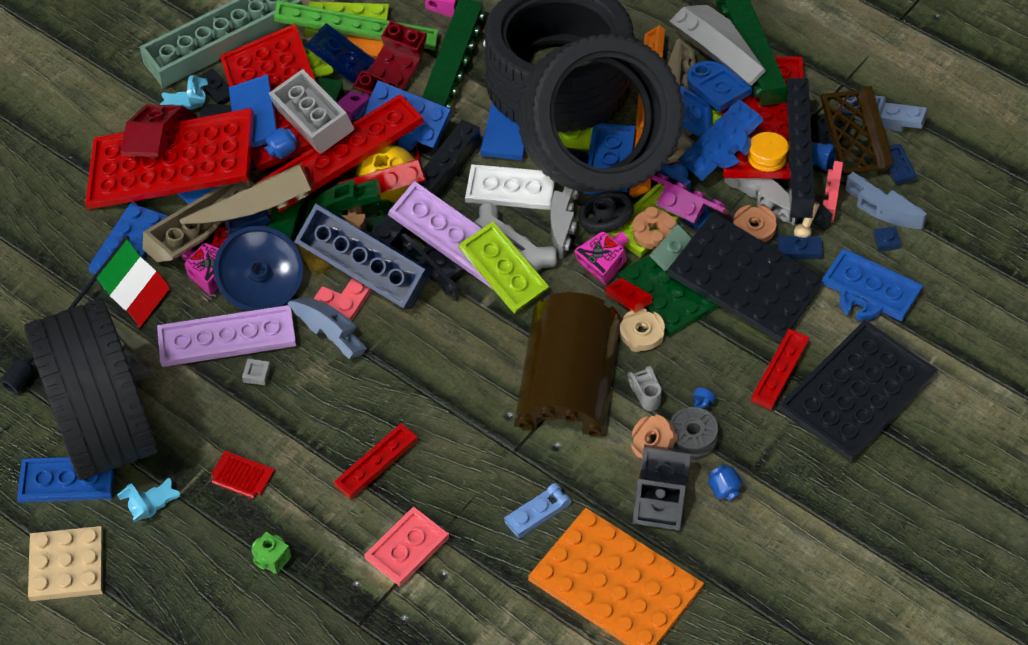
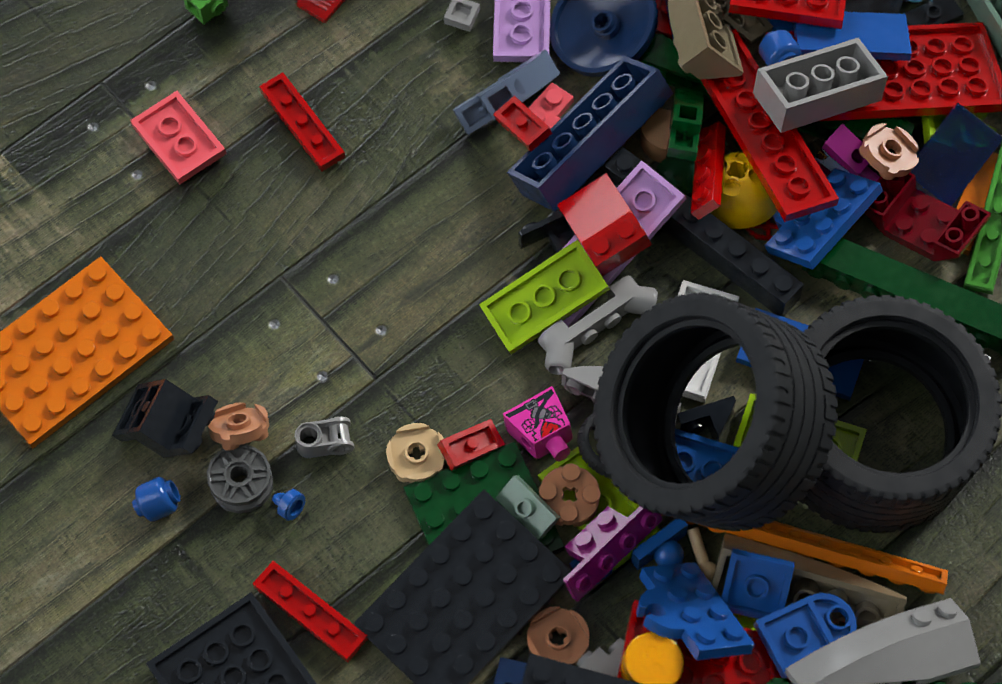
camera: 100 degrees right, 10 degrees up
(350, 79) = (886, 163): none -> nougat plate
(361, 300) = (522, 123): none -> red plate
(443, 228) = (604, 224): none -> red slope
(537, 511) = (187, 283): medium blue plate -> none
(569, 362) = (372, 353): dark brown cylinder -> none

